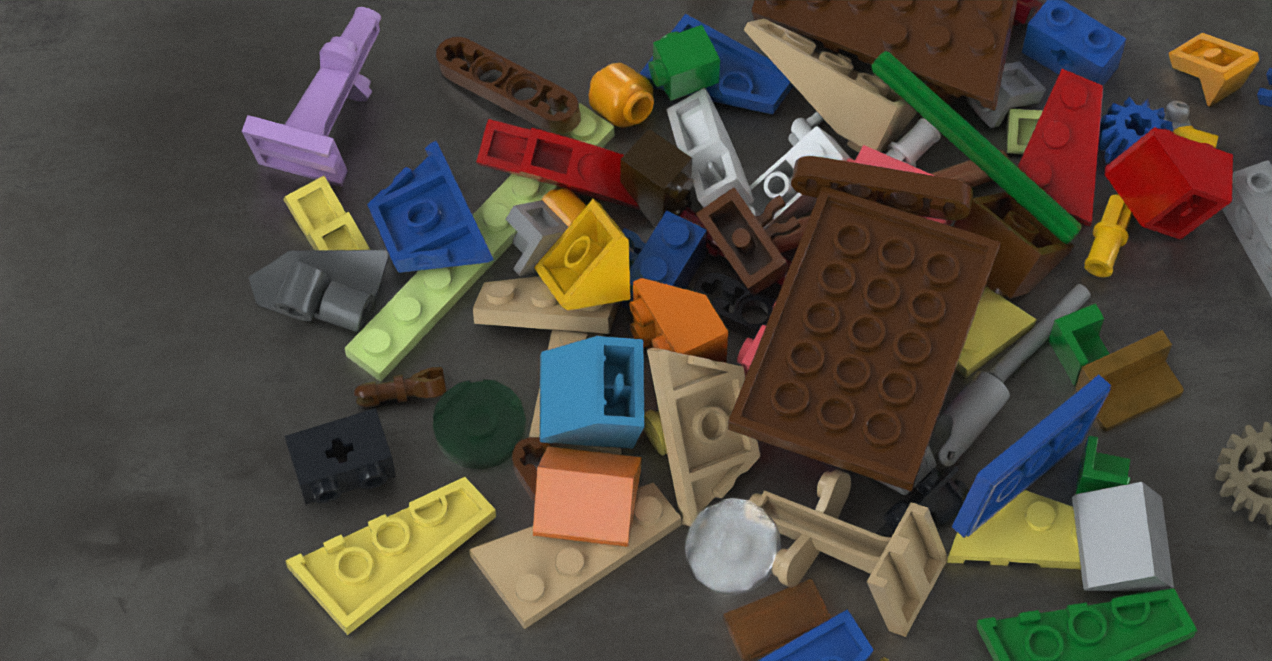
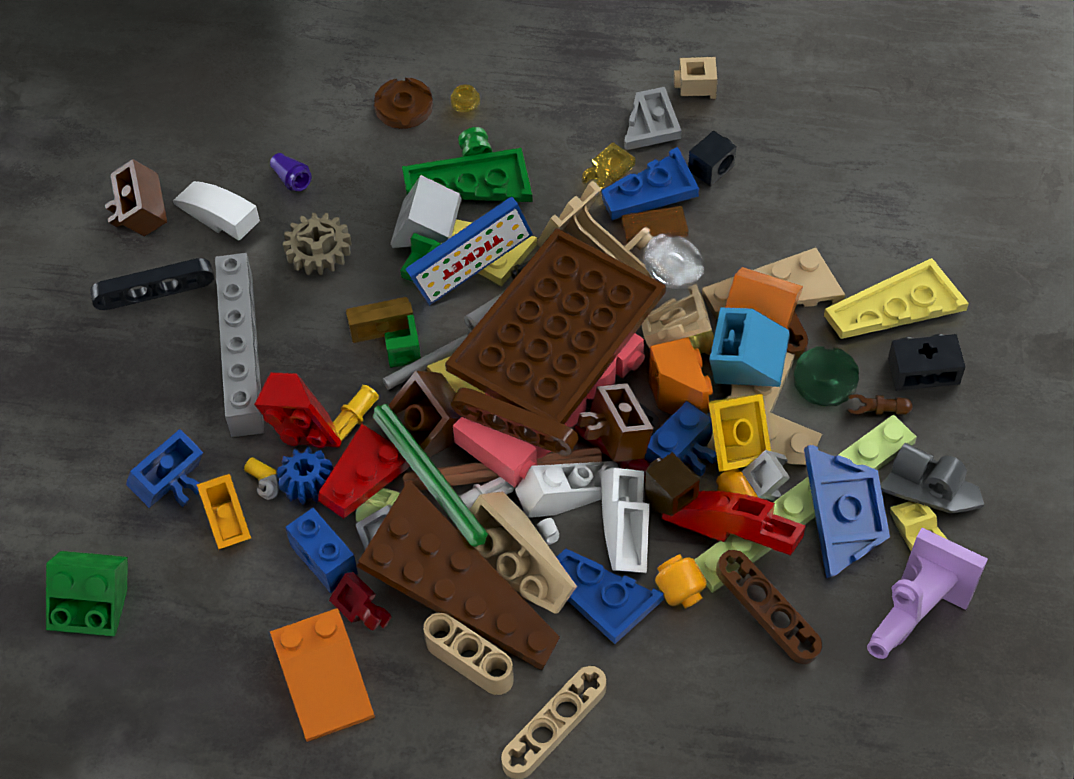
camera: 165 degrees left, 5 degrees down
(684, 62) = (628, 578): green brick -> none

